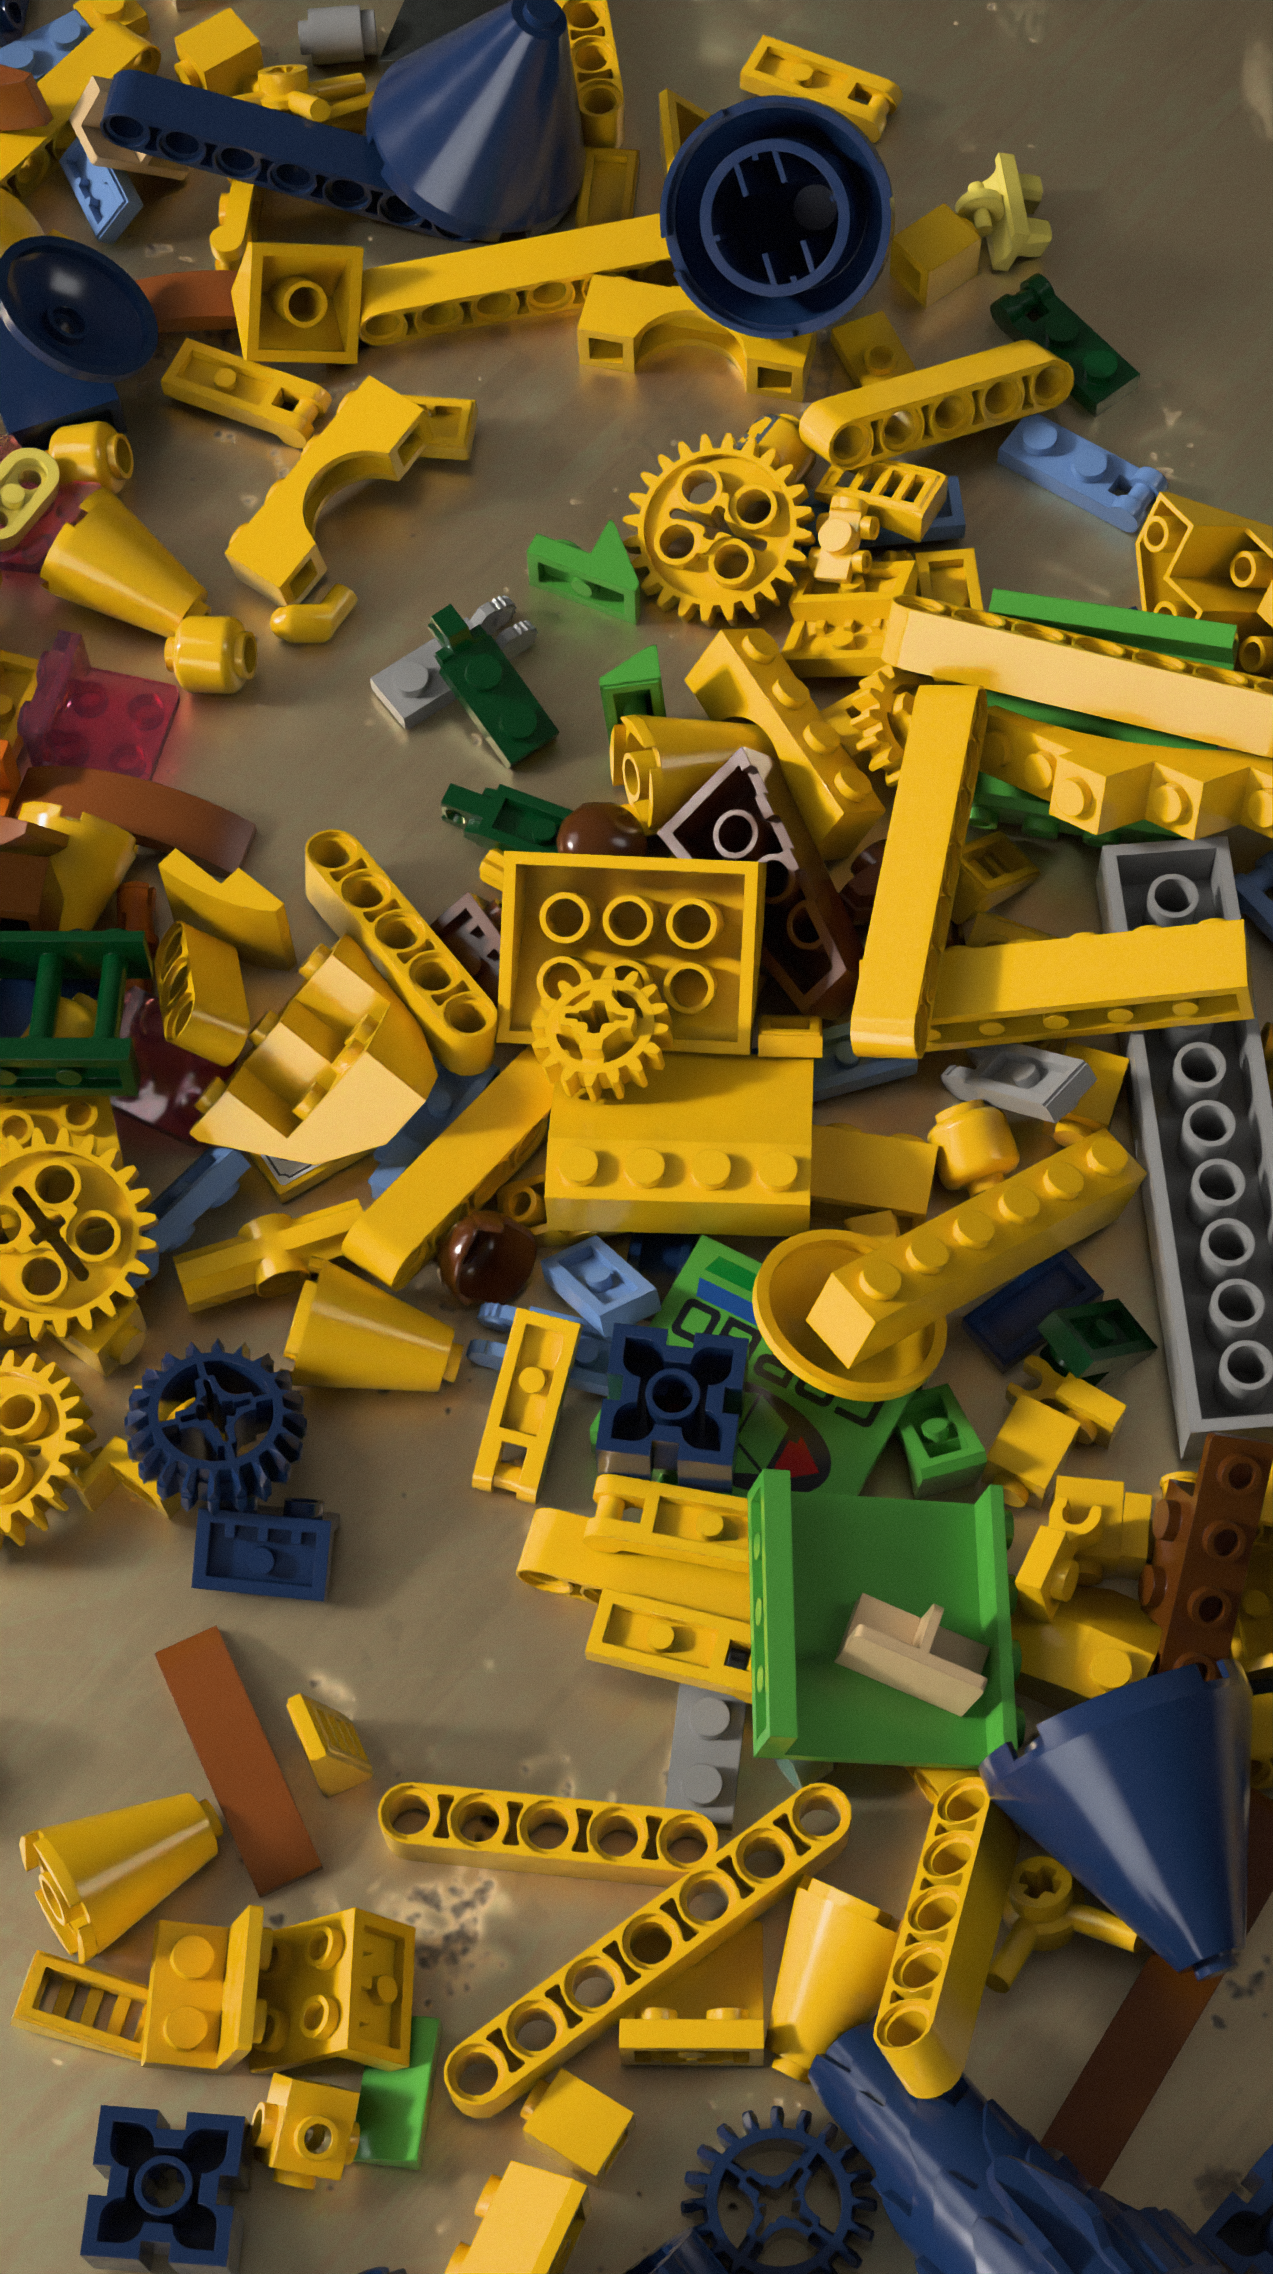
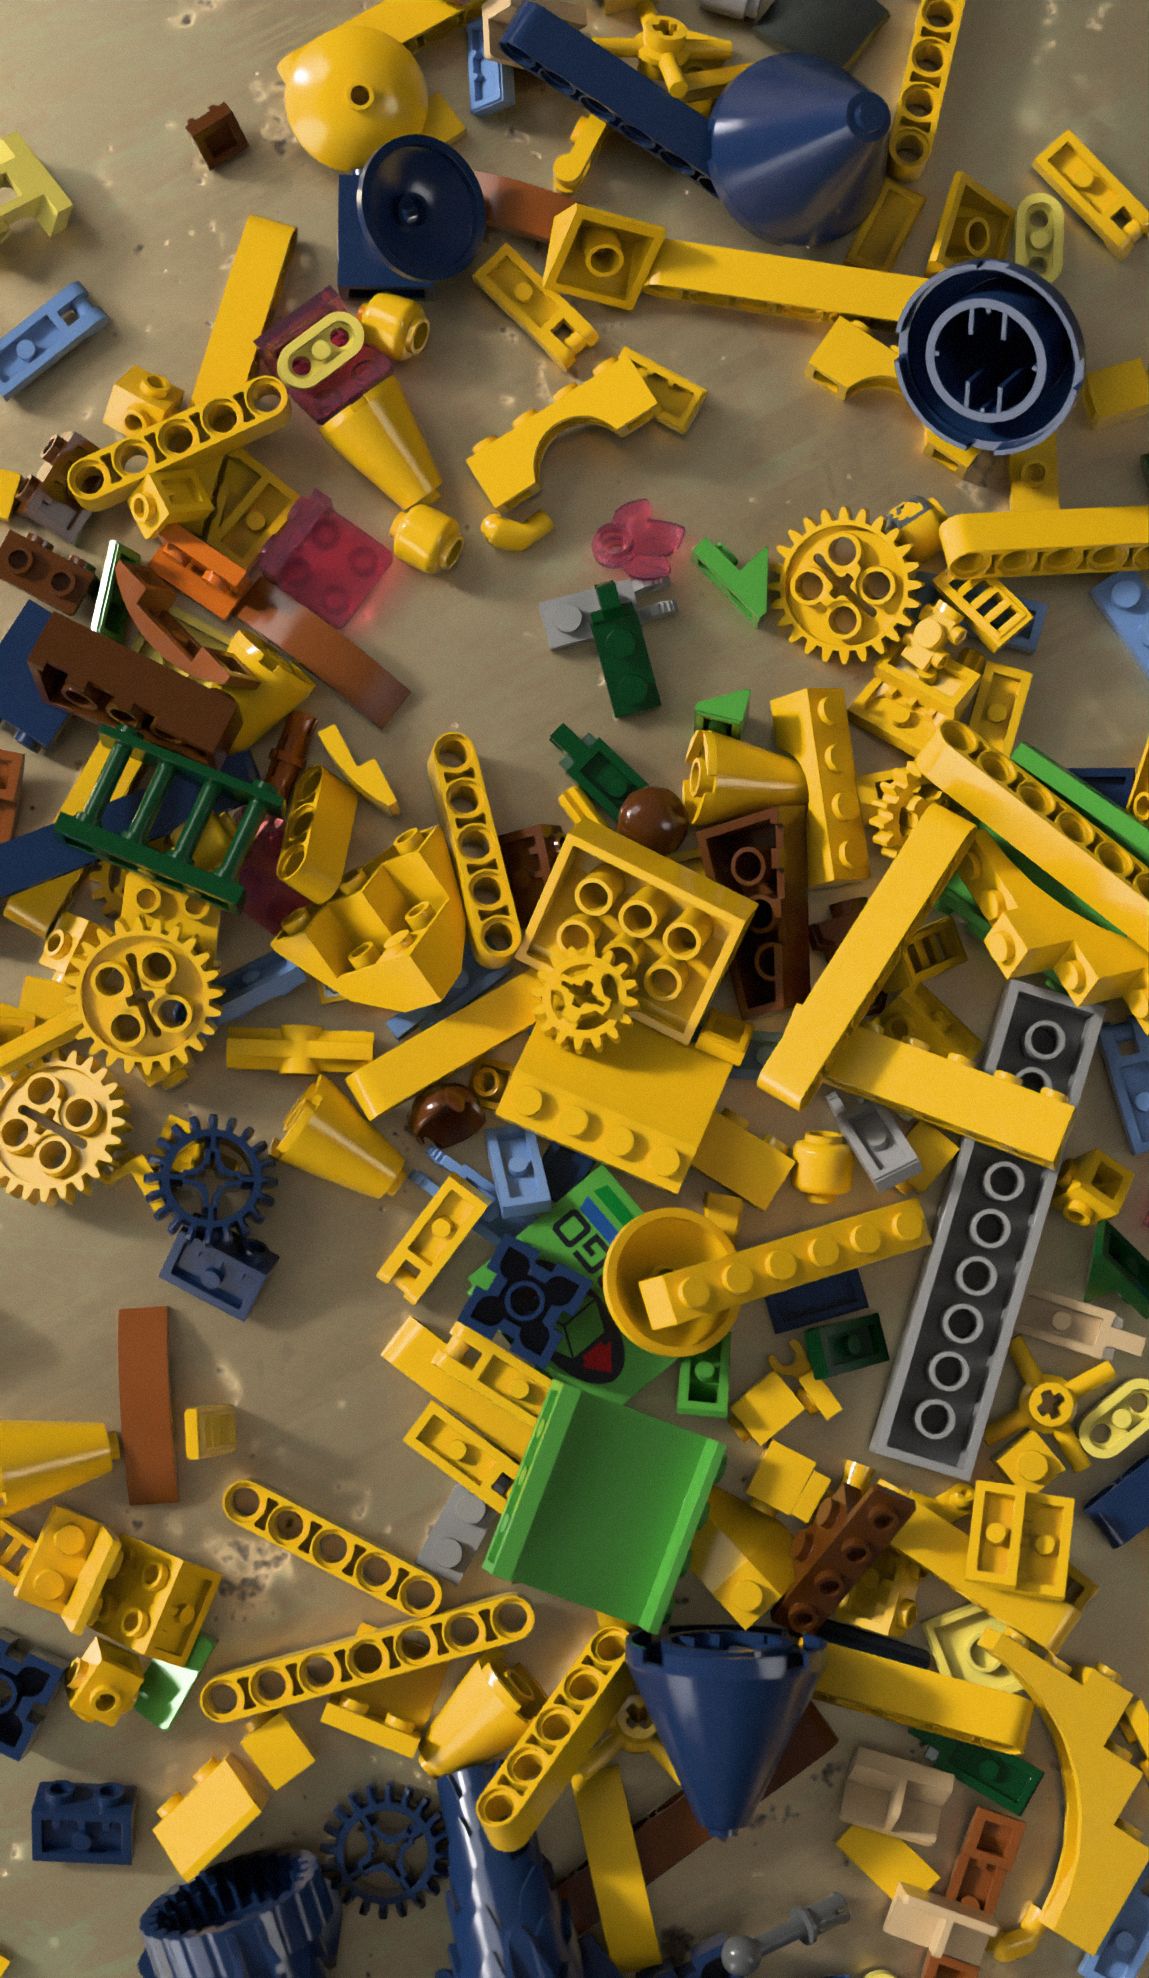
camera: 15 degrees right, 20 degrees up
(459, 578) = (642, 542): none -> clear pink plate
(914, 1654) = (617, 1537): tan panel -> none
(1049, 1567) = (736, 1512): yellow plate -> none
(1098, 2097) = (616, 1870): none -> yellow slope

